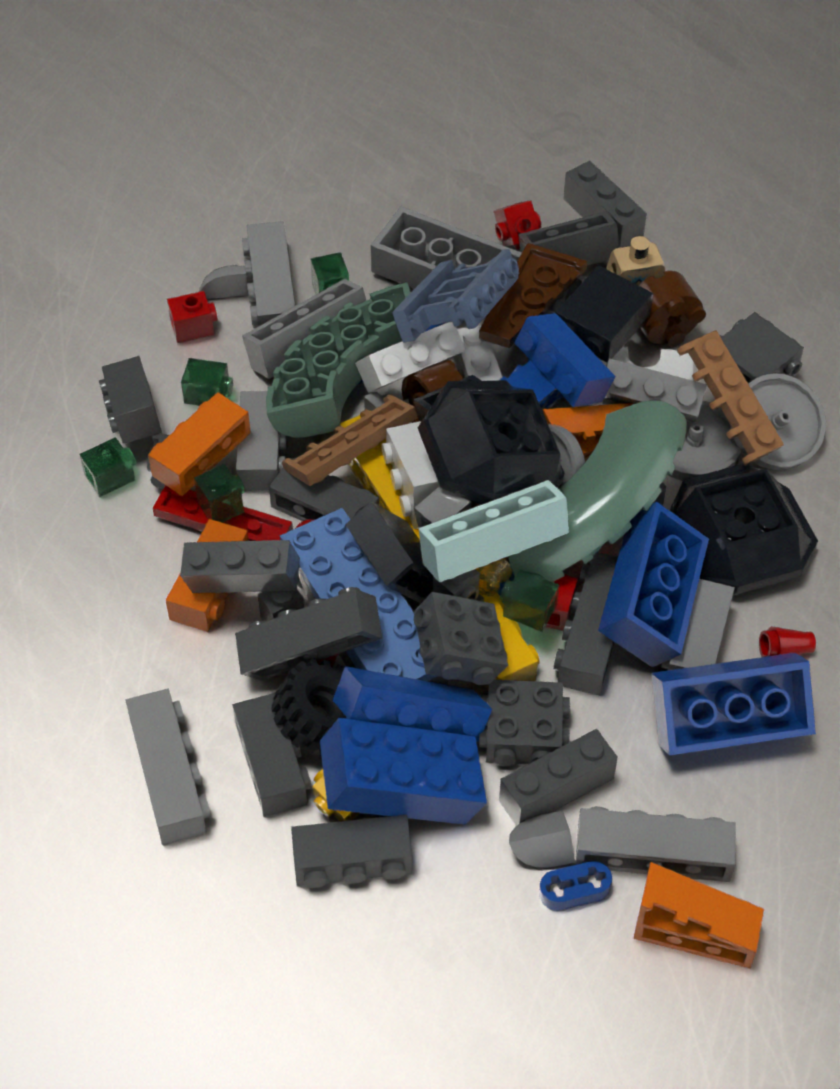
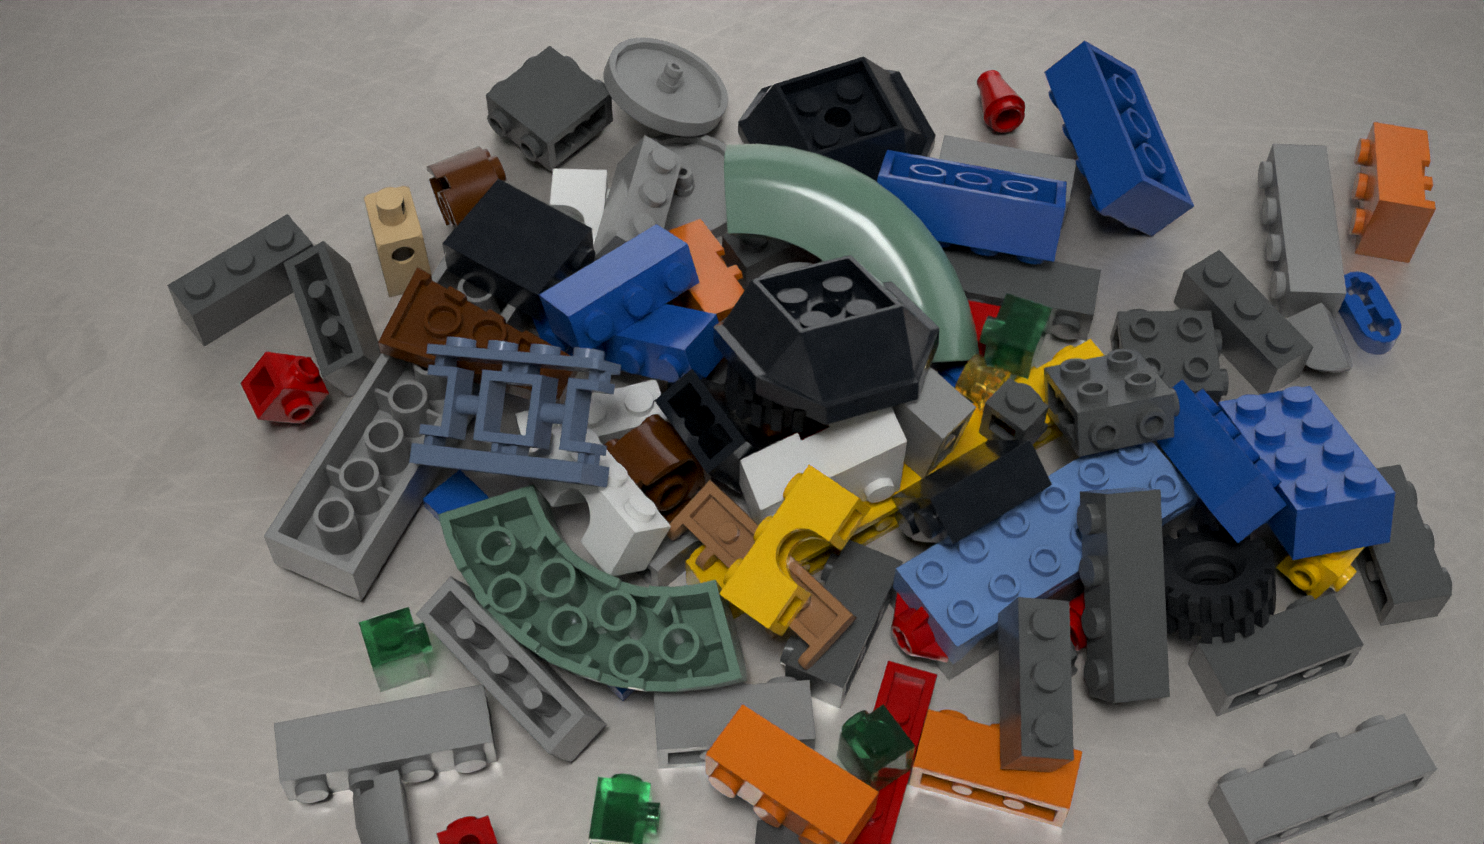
camera: 95 degrees left, 5 degrees up
(364, 438) = (811, 510): none -> yellow arch
(494, 530) = (977, 338): light aqua brick -> none
(732, 396) = (658, 110): medium nougat hinge -> none

